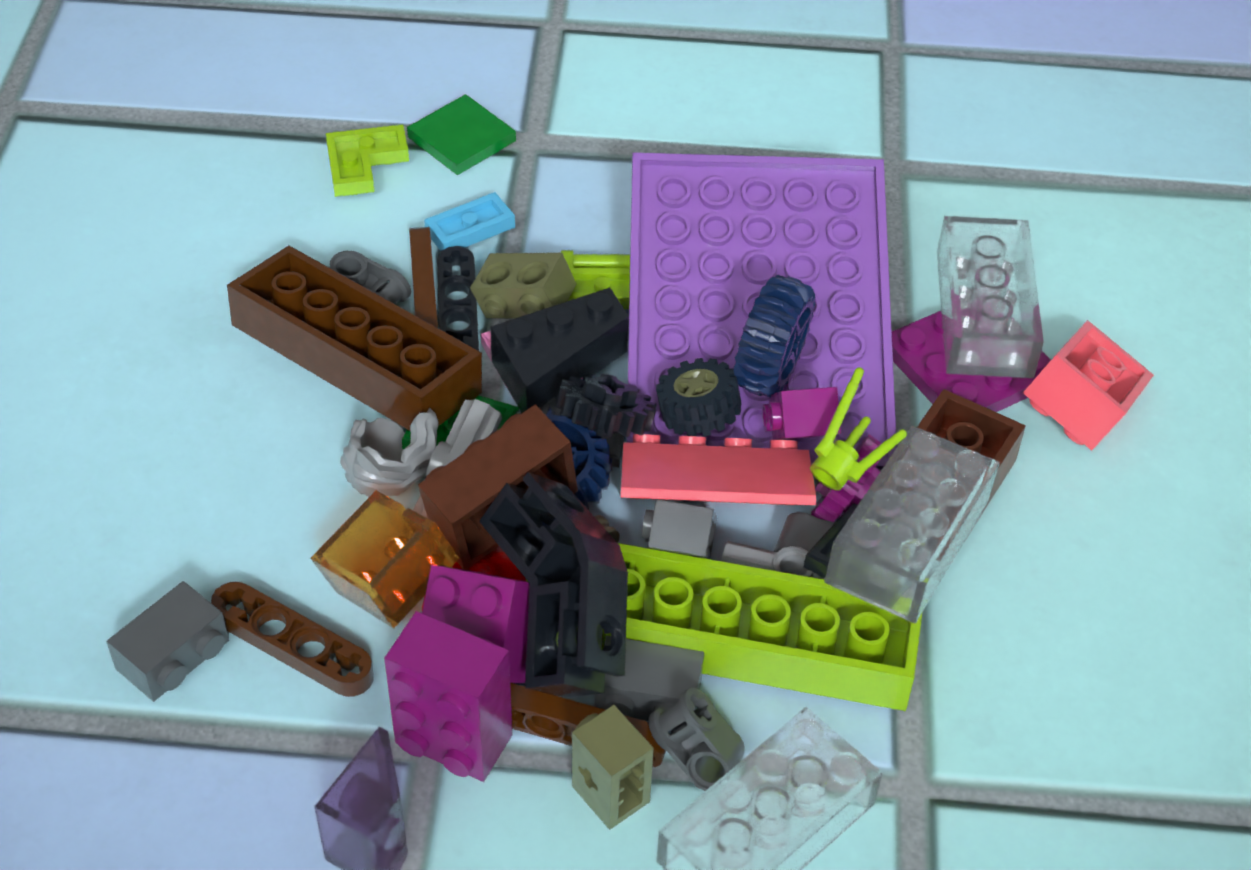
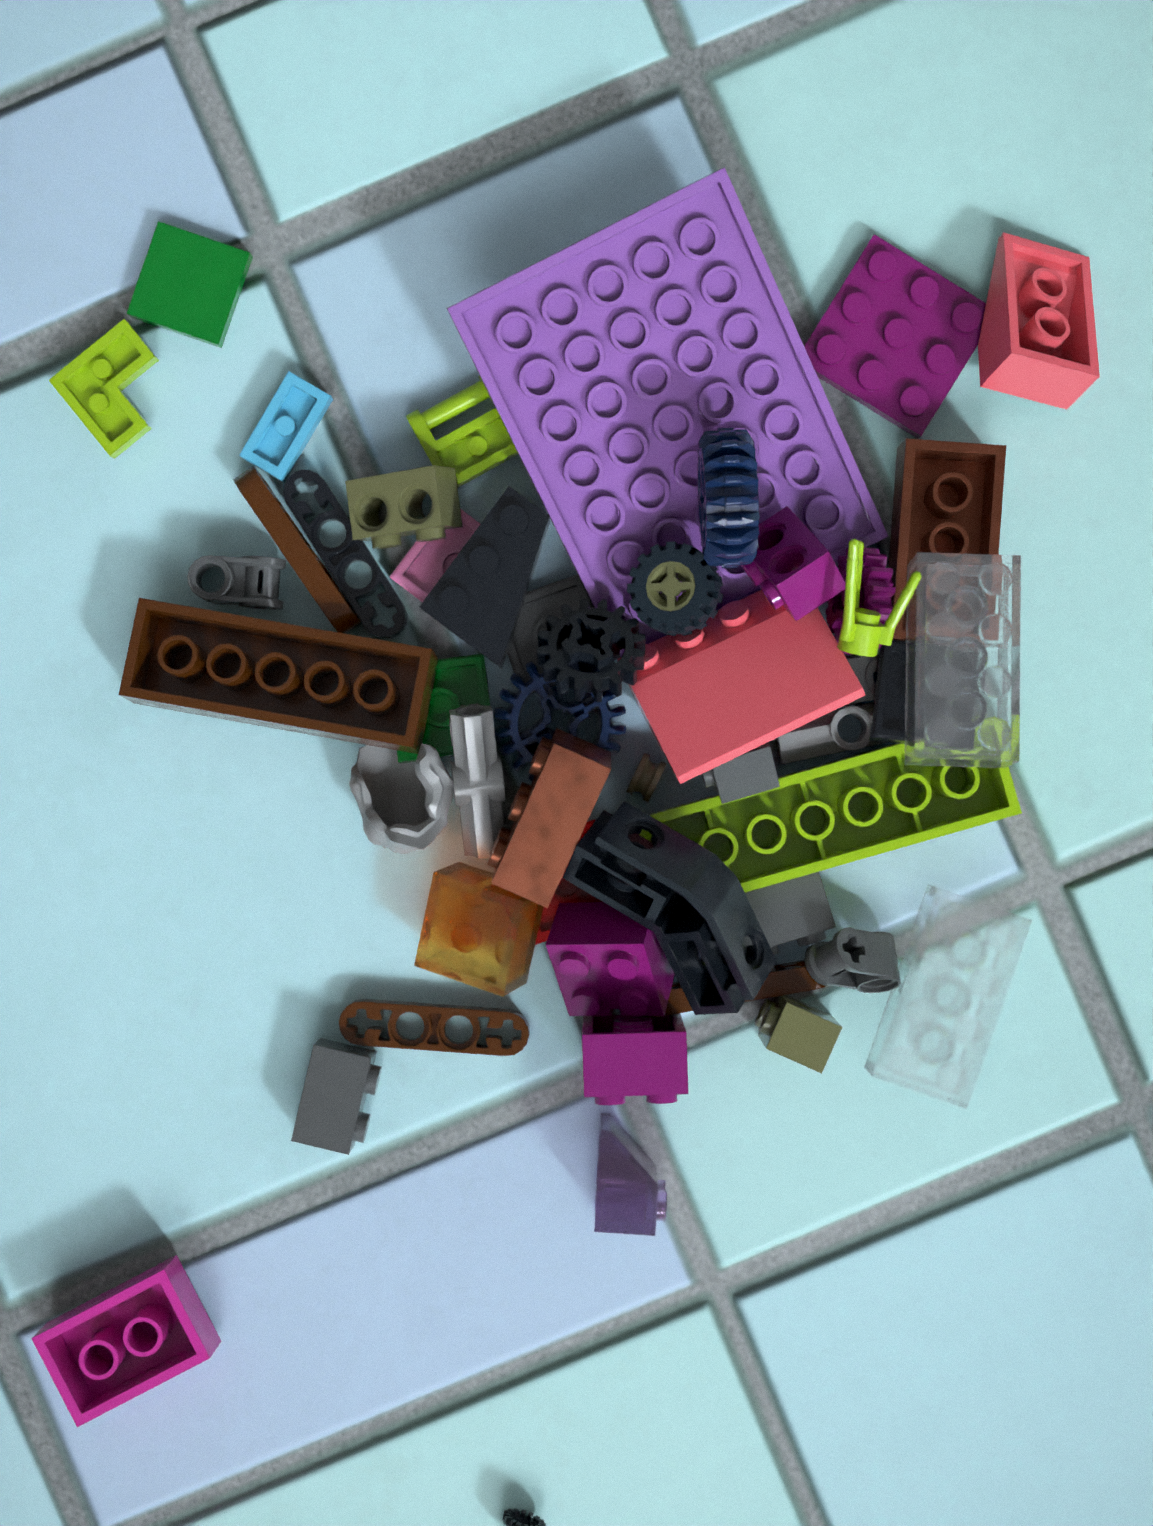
camera: 25 degrees left, 40 degrees up
(989, 297) = (898, 273): clear brick -> none

